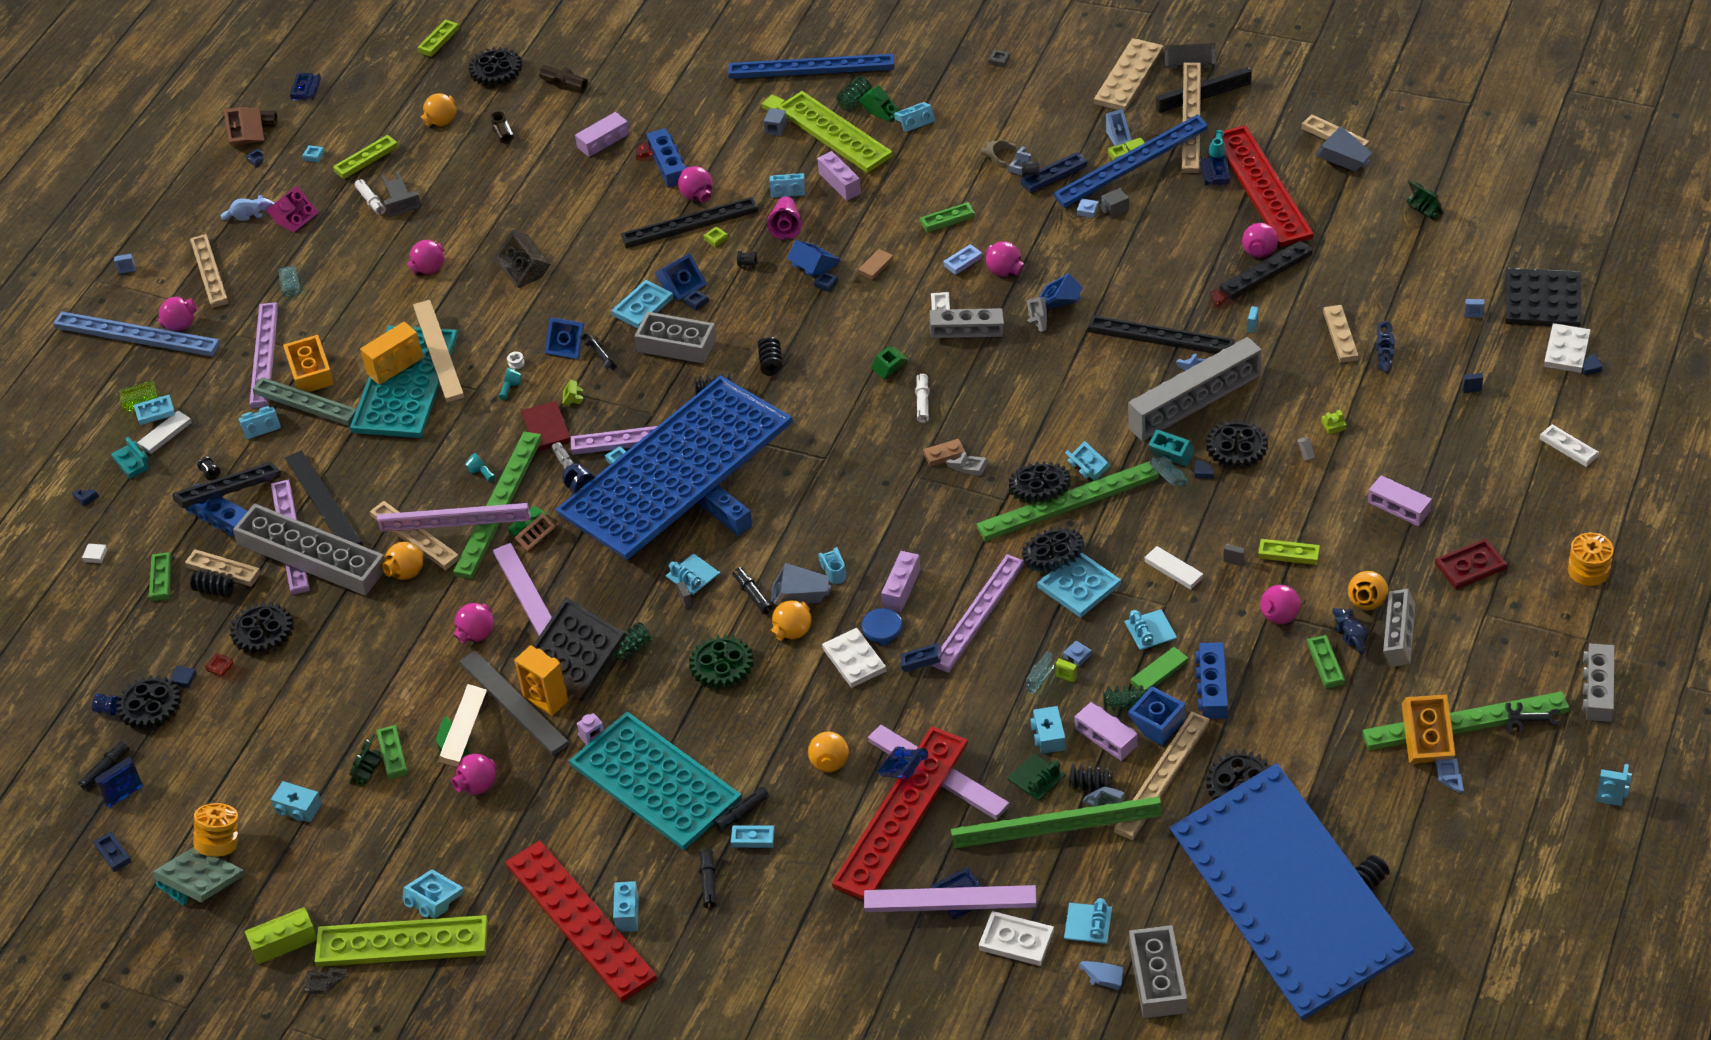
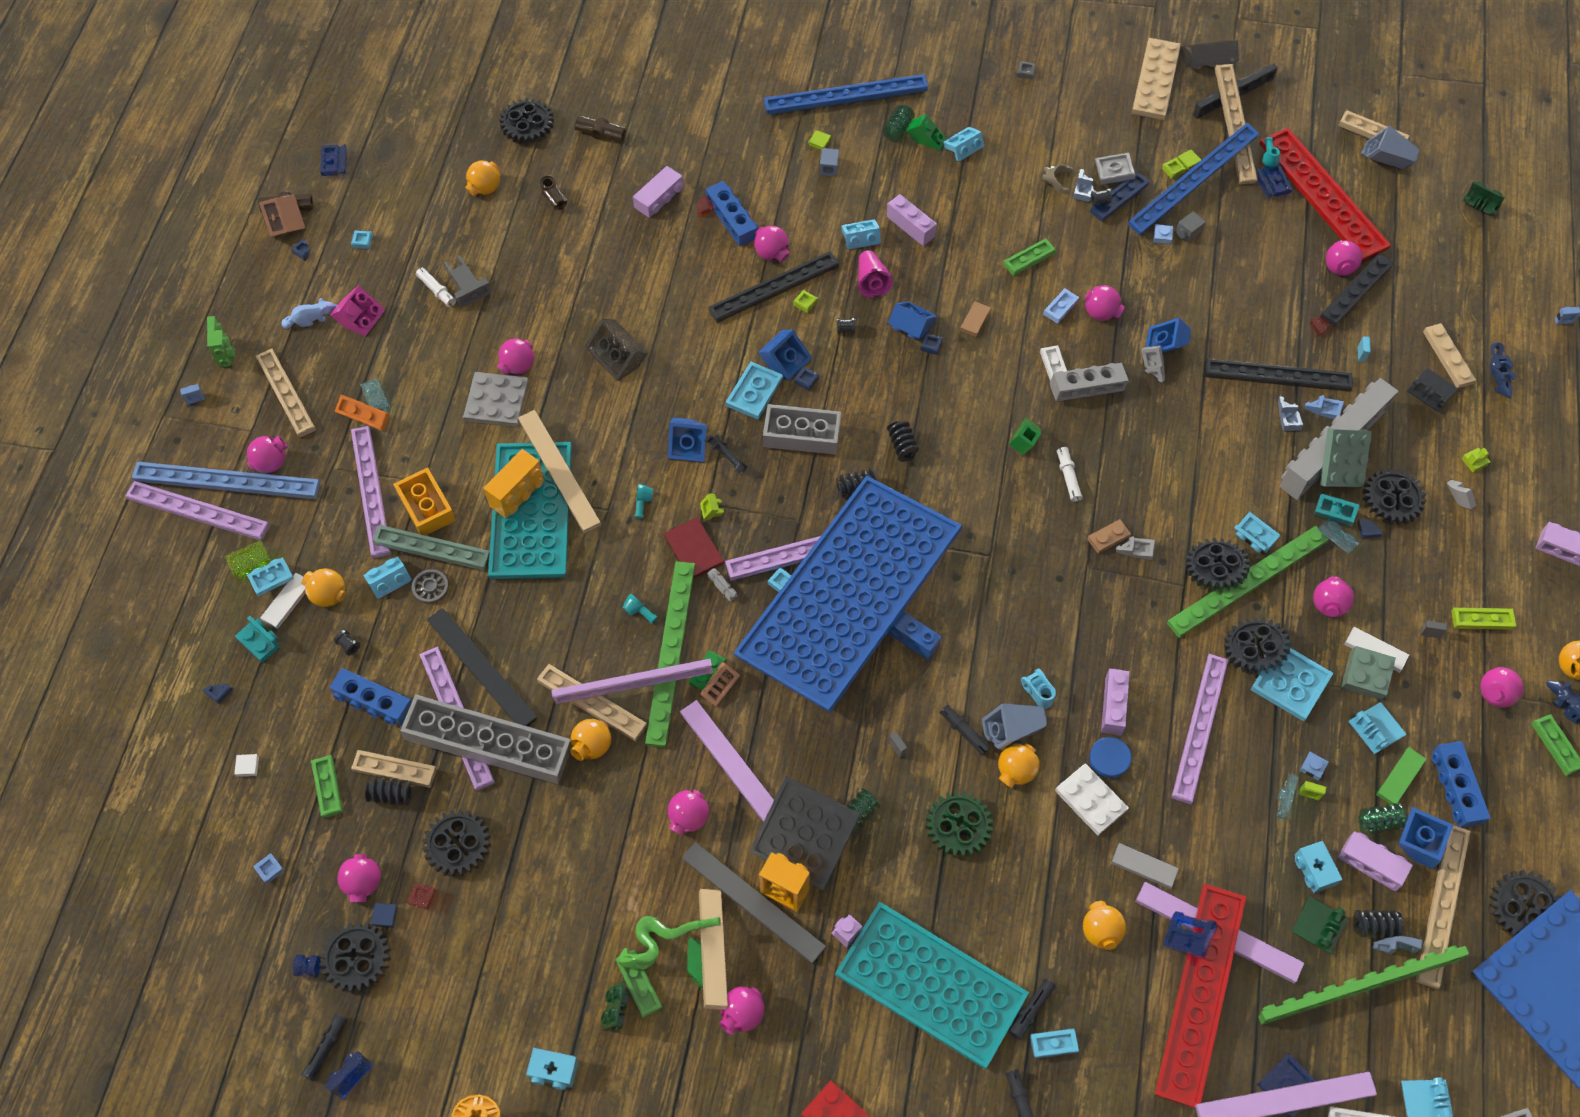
camera: 15 degrees left, 15 degrees up
(92, 630) = (268, 868): none -> medium blue plate
(105, 356) = (197, 510): none -> lavender tile
(158, 224) = (219, 343): none -> bright green plate
(168, 643) = (359, 877): none -> dark pink brick
(199, 422) = (324, 587): none -> light orange brick
(226, 485) = (374, 668): black plate -> none
(273, 291) = (362, 412): none -> orange tile
(295, 433) = (430, 586): none -> flat silver wheel
(365, 156) = (418, 239): lime plate -> none
(398, 291) = (496, 399): none -> light grey plate
(415, 706) = (648, 924): none -> bright green animal
(438, 38) = (458, 91): lime plate -> none
(515, 360) = (644, 474): white bush -> none
(574, 475) = (750, 608): dark blue helmet -> none
(693, 572) = (896, 715): medium azure hinge -> none
(835, 132) = (891, 168): lime plate -> none
(885, 713) = (1144, 866): none -> light grey tile
(921, 657) = (1163, 794): dark blue plate -> none
(1057, 147) = (1115, 168): none -> light grey tile
(1117, 127) = (1167, 141): light blue slope -> none
(1143, 518) = (1333, 597): none -> dark pink brick
(1153, 581) = (1368, 672): none -> sand green brick
(1159, 369) = (1289, 416): none -> sand blue slope
(1189, 400) = (1345, 458): none -> sand green plate
(1311, 360) = (1432, 389): none -> black hinge

